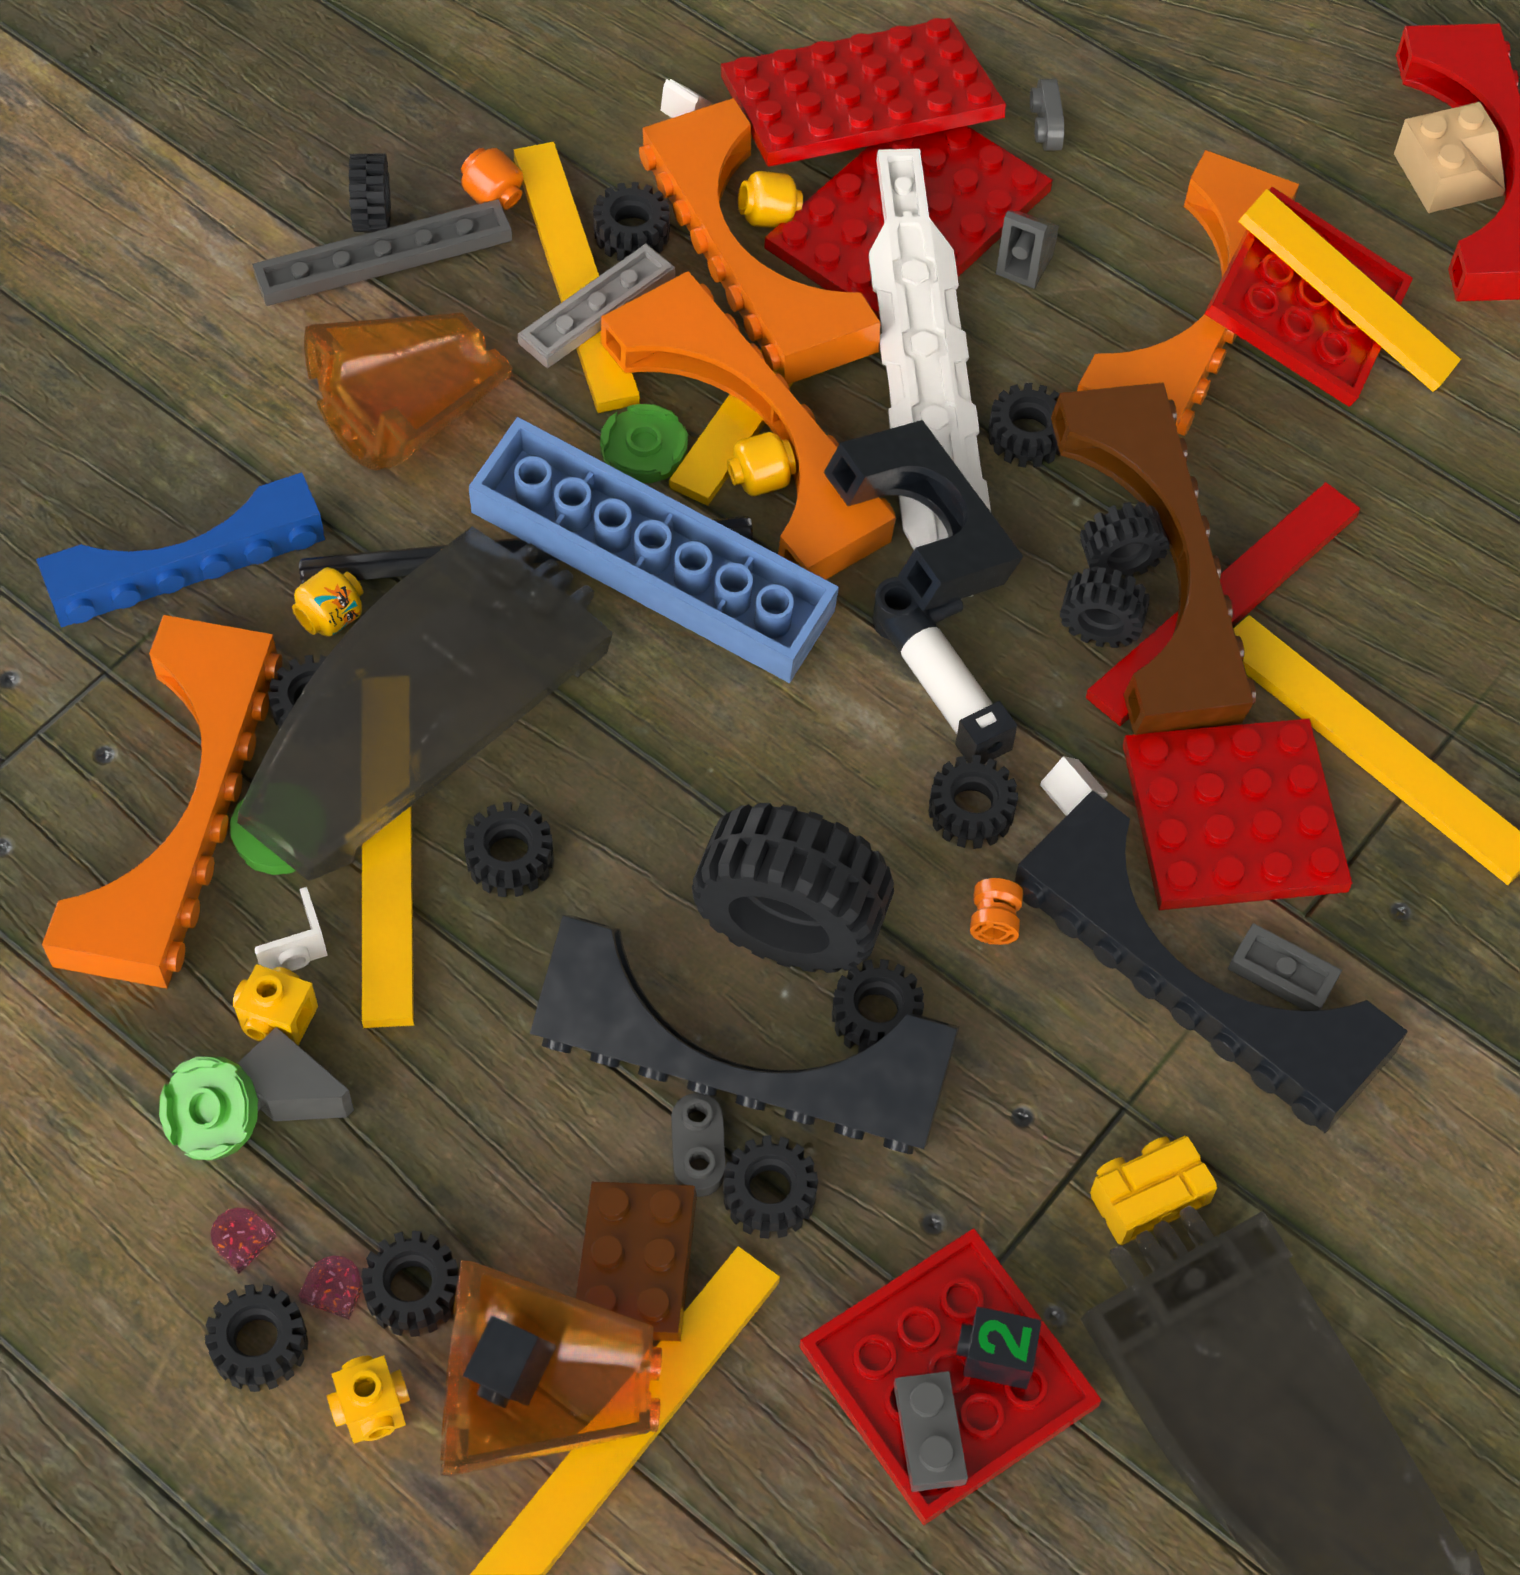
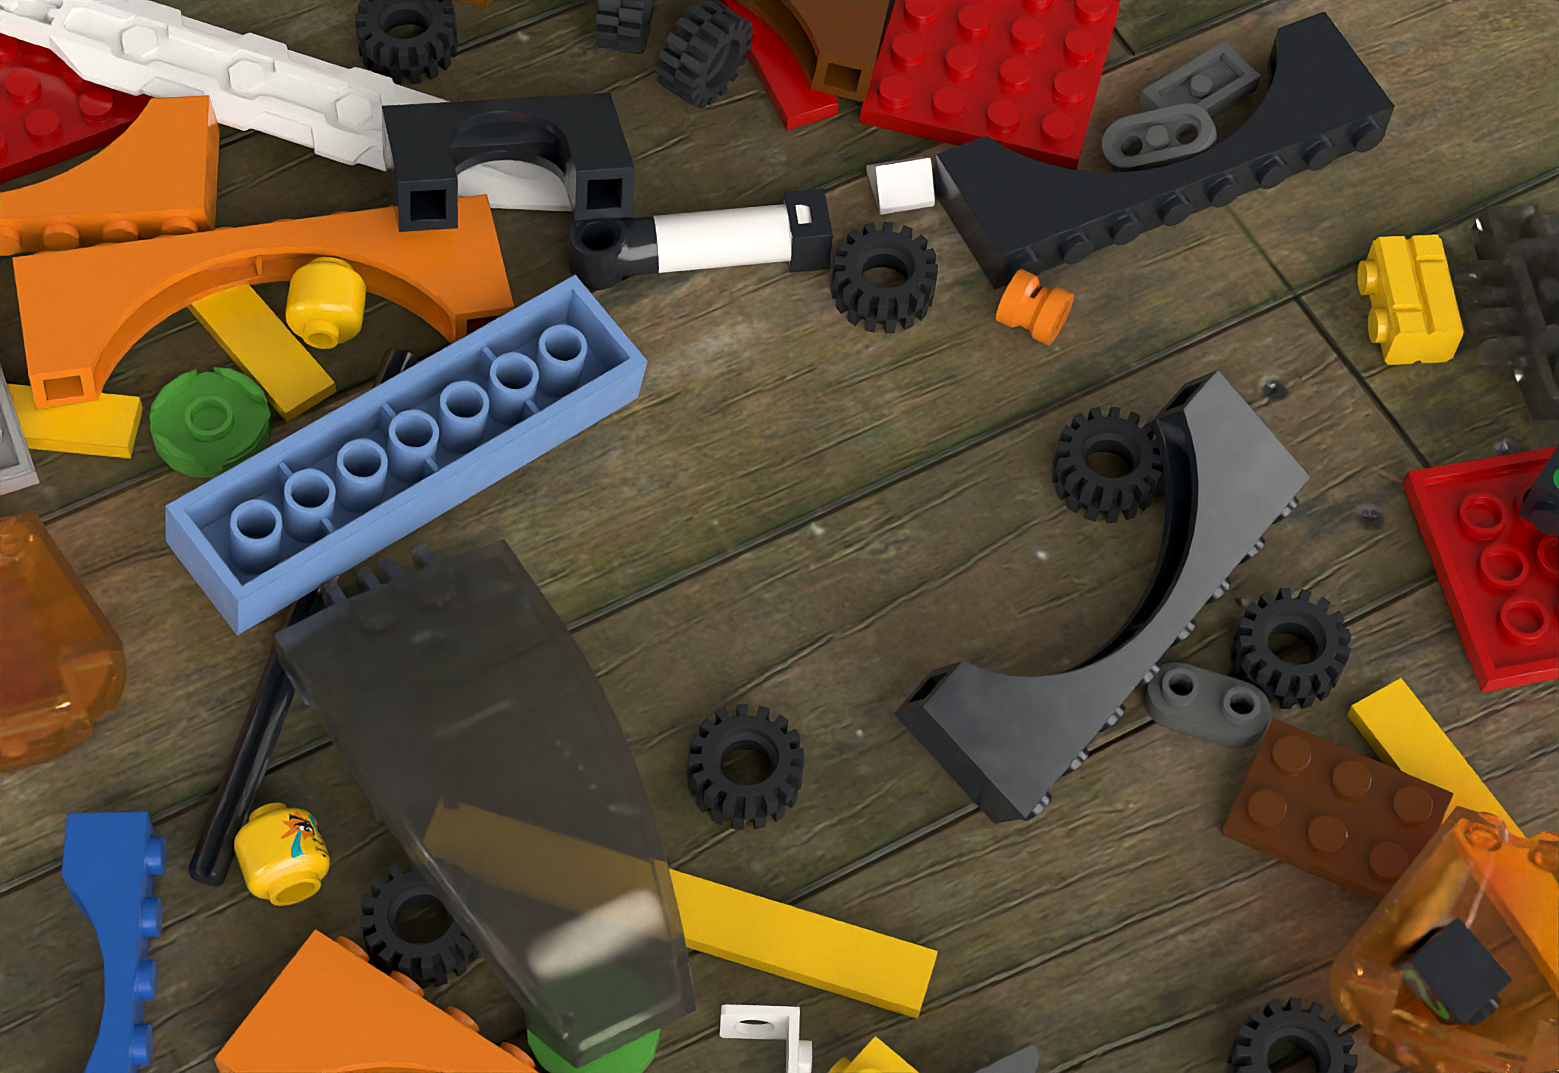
camera: 70 degrees left, 0 degrees up
(793, 887) = (975, 460): black tyre -> none
(1207, 948) = (1160, 135): none -> dark grey plate

